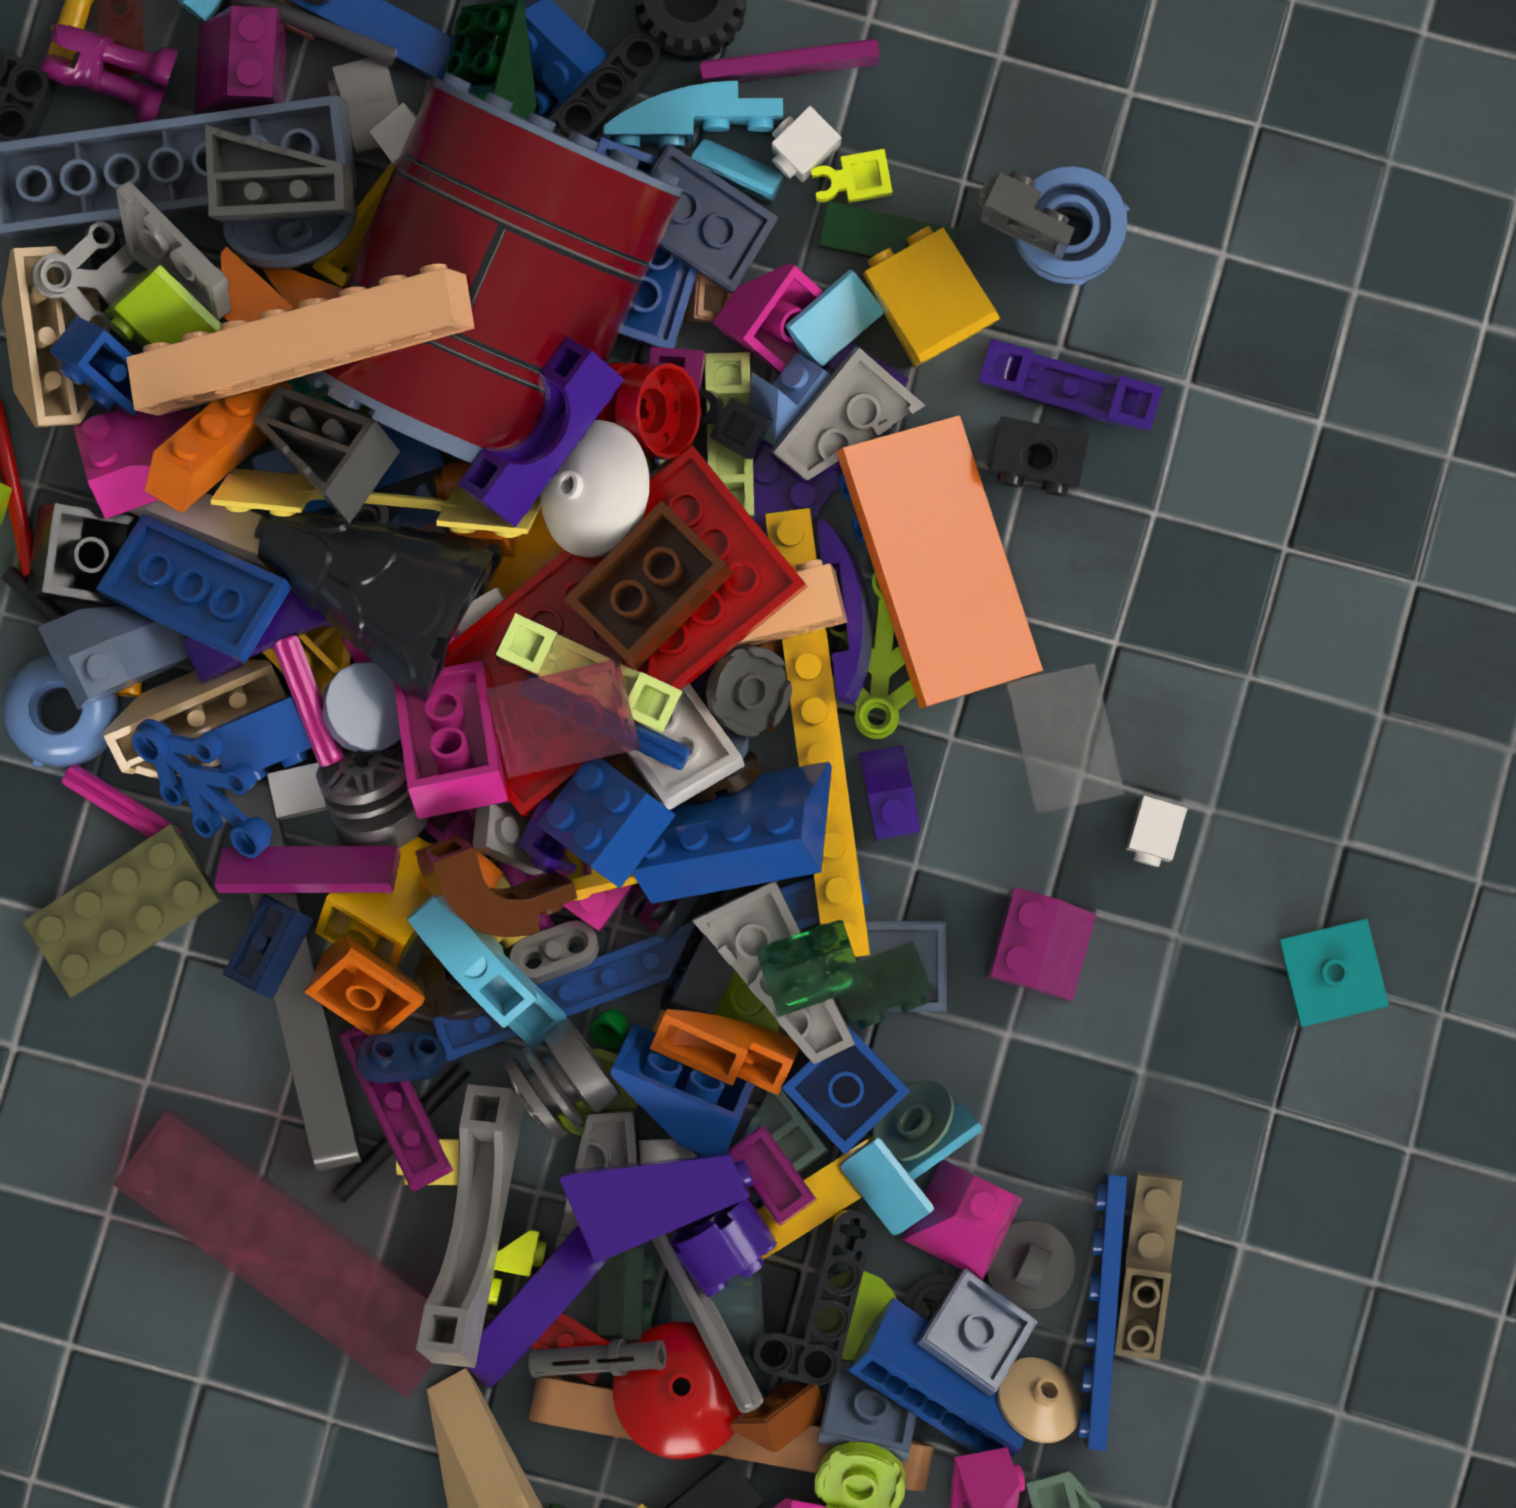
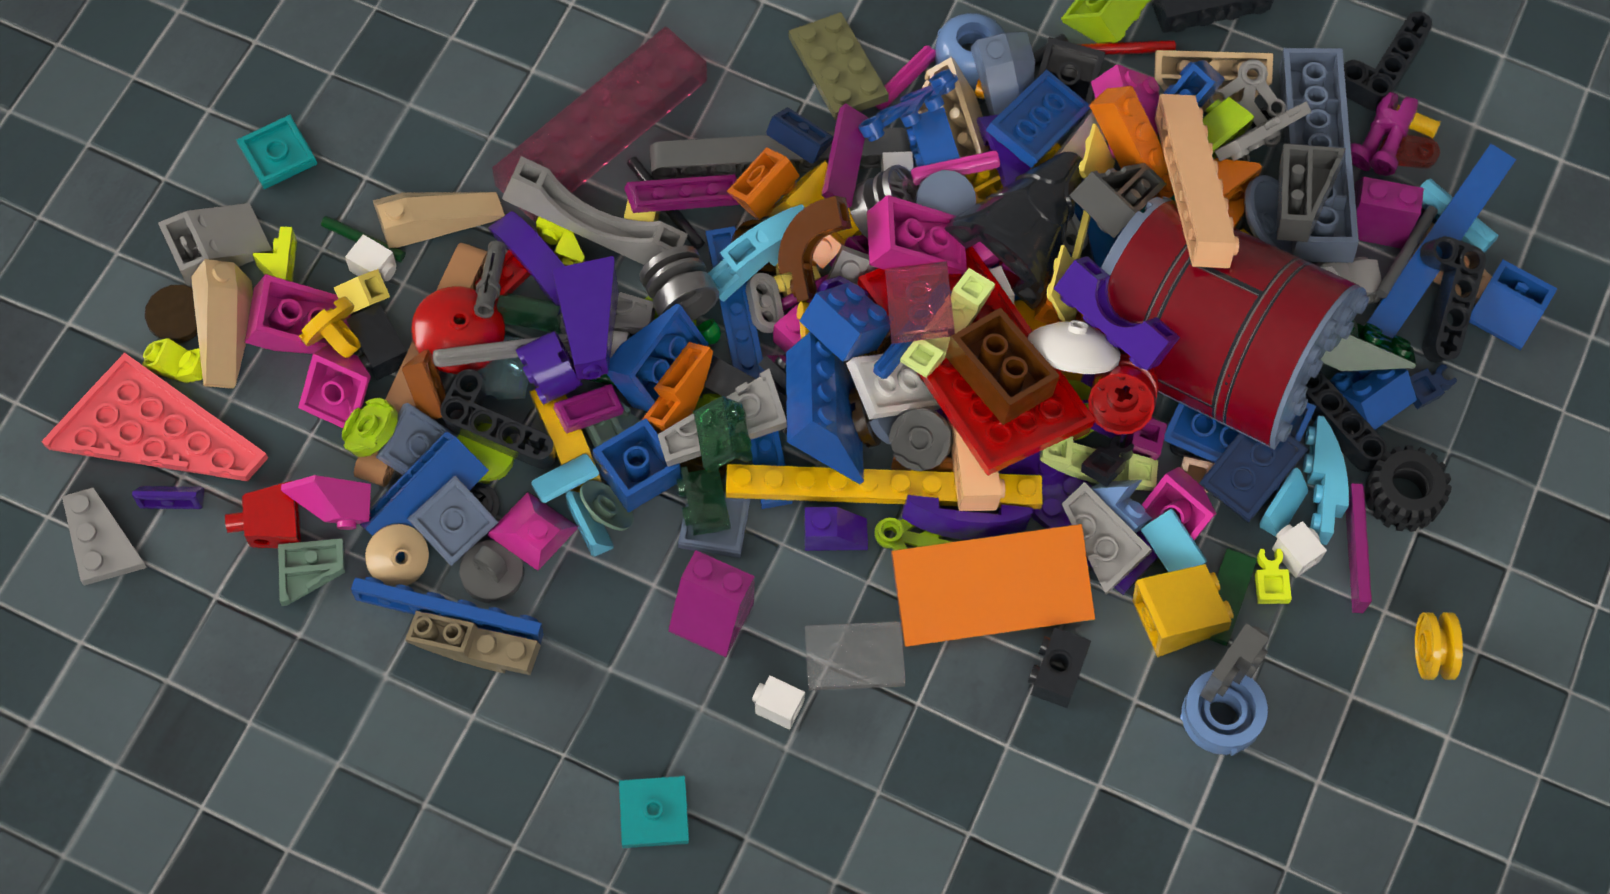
camera: 95 degrees right, 20 degrees down
(403, 1059) = (712, 199): dark blue plate -> none
(1070, 387) = (1107, 696): dark purple slope -> none

